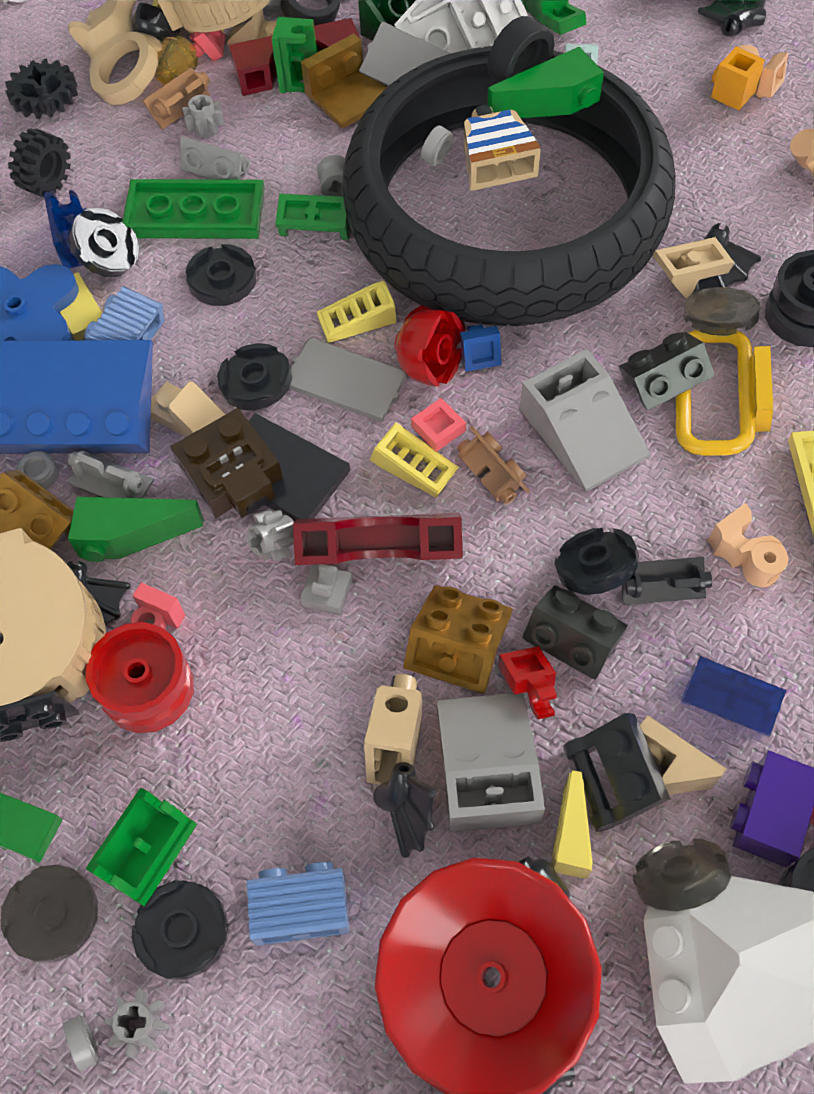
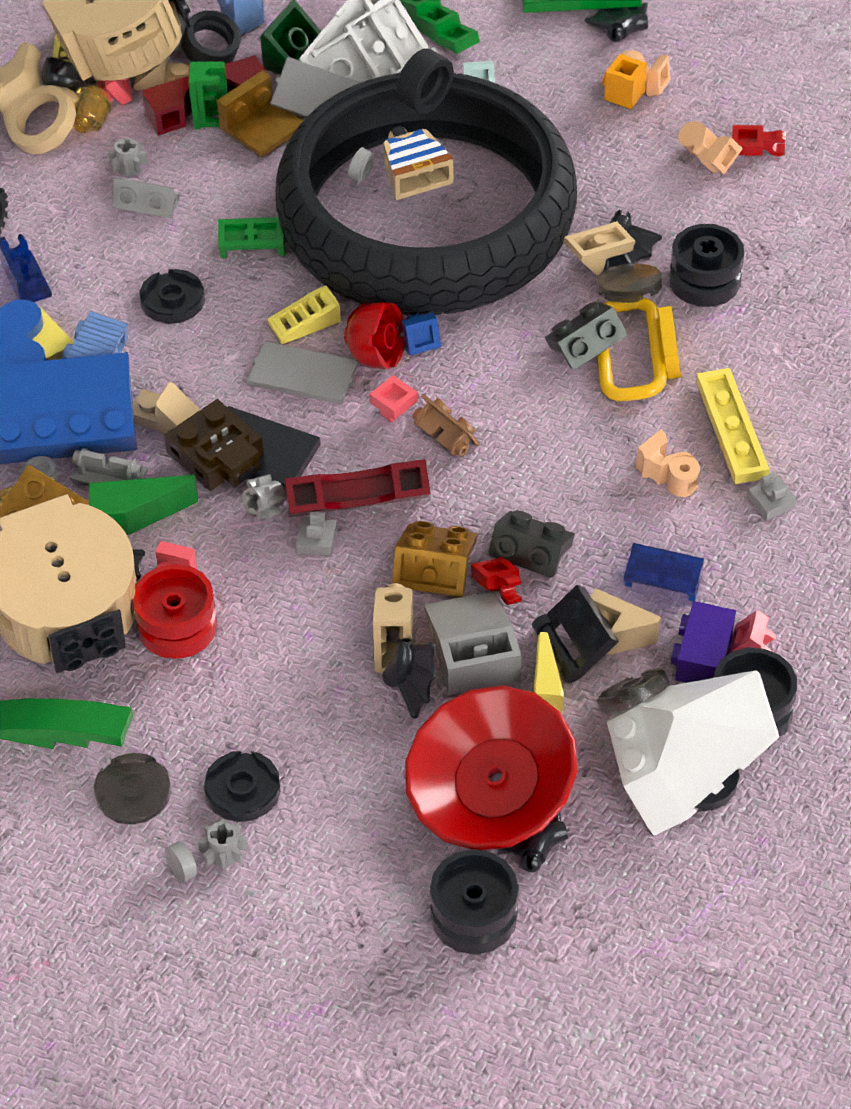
camera: 10 degrees left, 10 degrees down
(103, 242) = (60, 277): tile -> none
(141, 846) = (201, 728): green hinge -> none
(169, 100) = (97, 141): medium nougat hinge -> none
(194, 208) = (133, 241): green tile -> none
(254, 377) = (222, 376): black tile -> none
(297, 904) = (336, 754): medium blue brick -> none
(331, 175) = (262, 200): light grey wheel -> none
(398, 467) = (361, 435): light yellow slope -> none
(550, 88) = (455, 107): green slope -> none
(583, 420) = (518, 380): light grey slope -> none
(597, 561) = (542, 487): black tile -> none
(667, 581) = (601, 497): black hinge -> none

